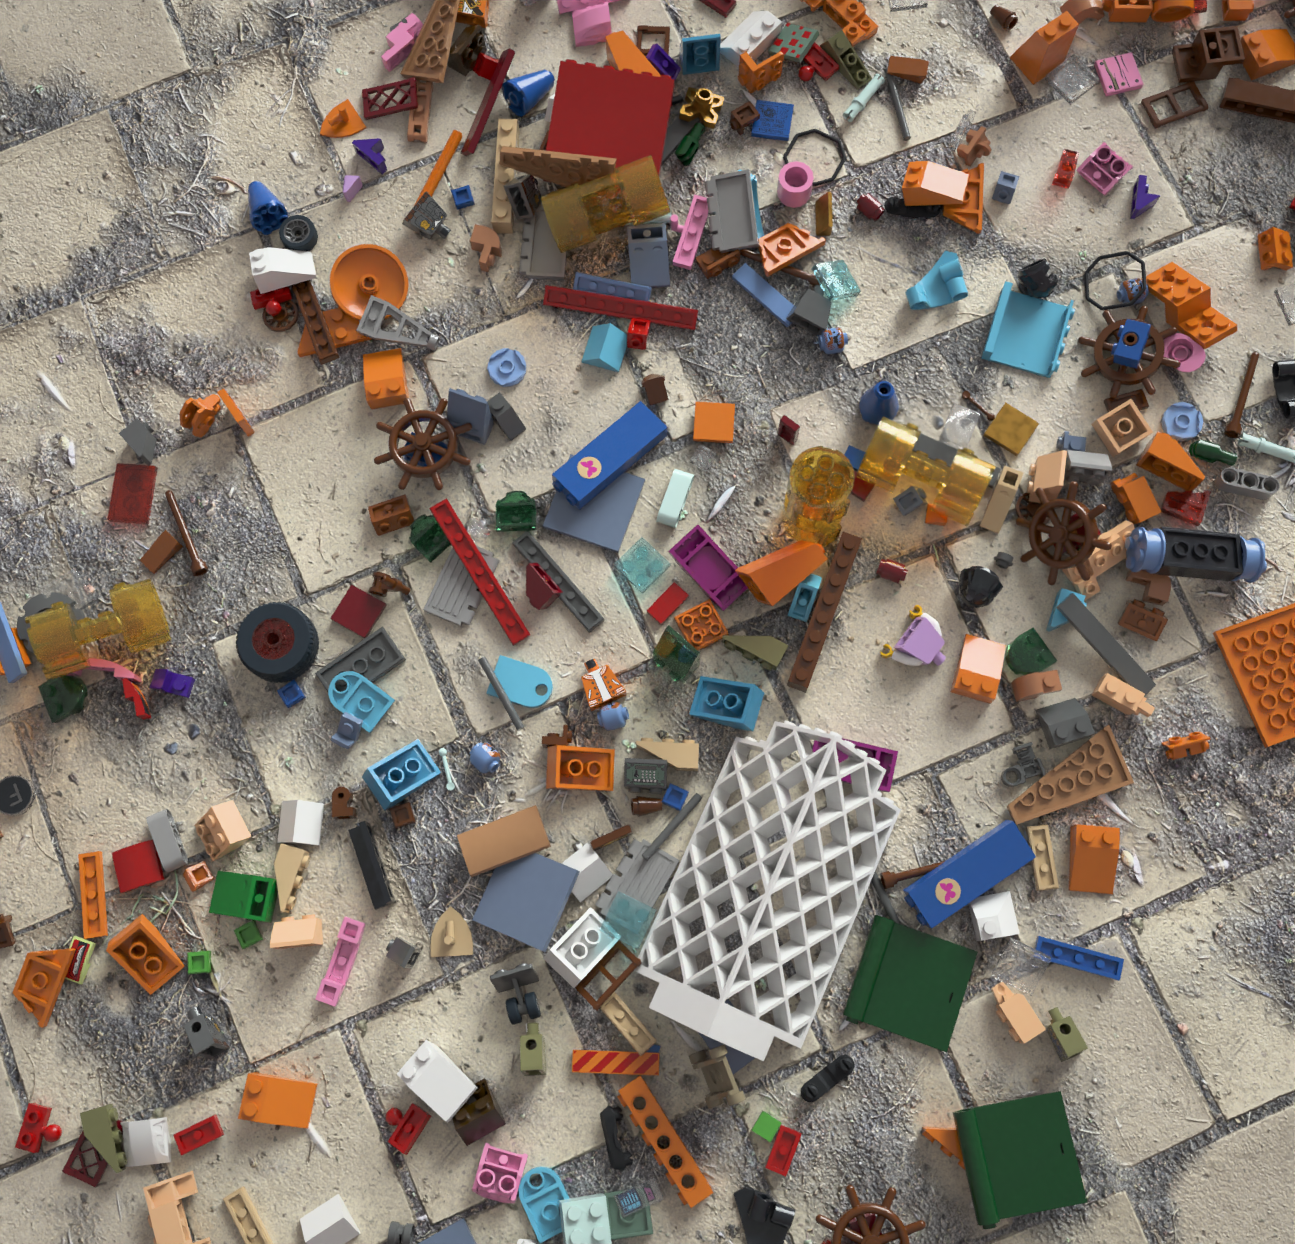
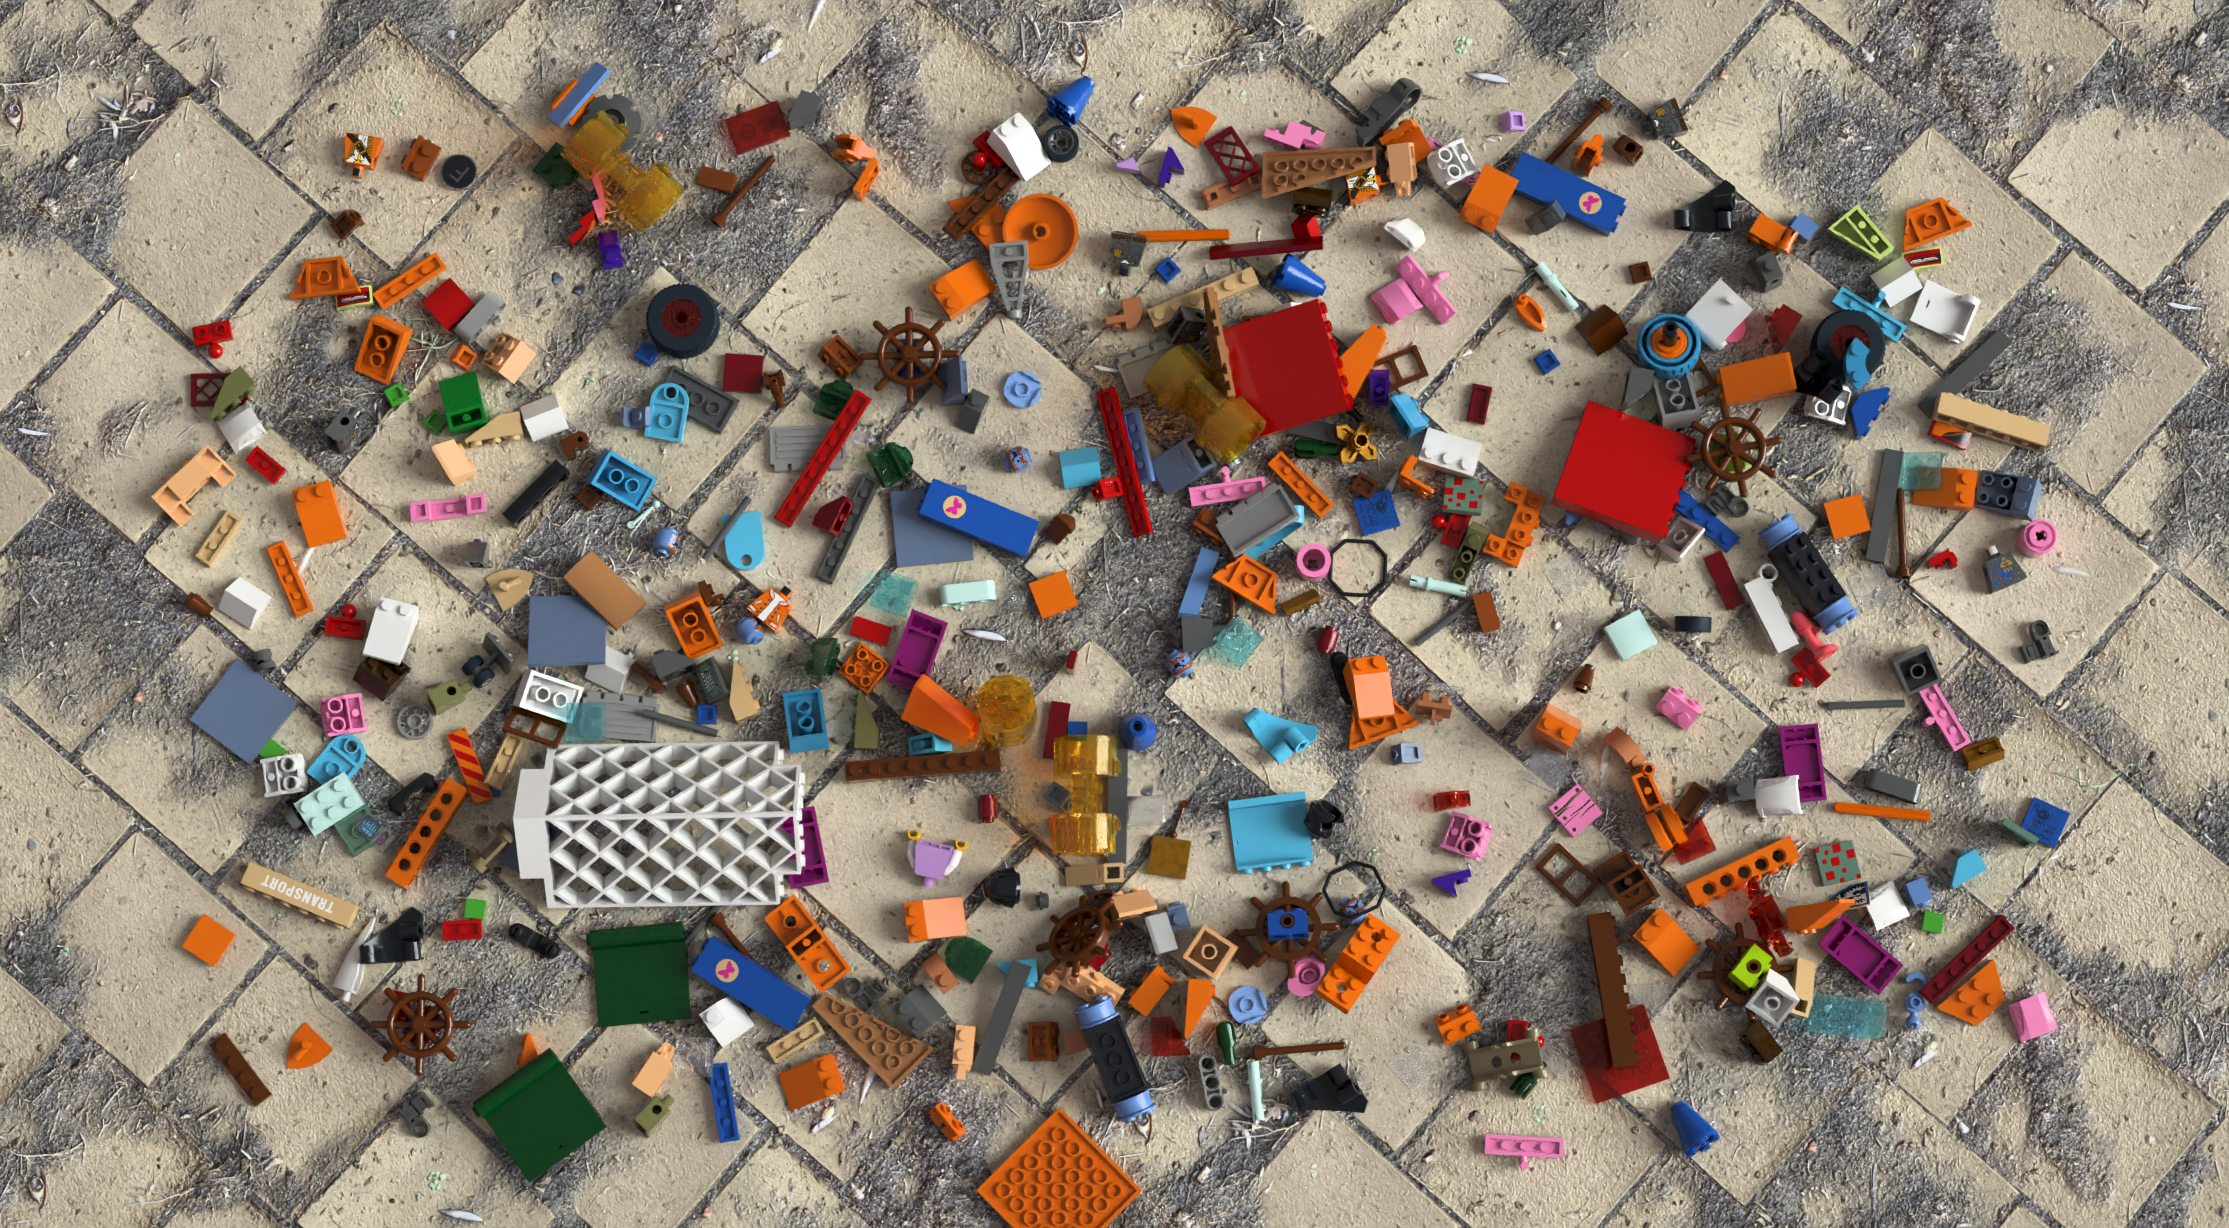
camera: 60 degrees right, 5 degrees up
(329, 1164) = (289, 579): none -> orange tile
(542, 1099) = (415, 721): none -> light grey wheel
(570, 398) = (1017, 459): none -> head
(610, 806) = (671, 664): none -> dark grey slope
(699, 174) = (1300, 484): none -> orange plate
(954, 798) = (807, 943): none -> orange bracket

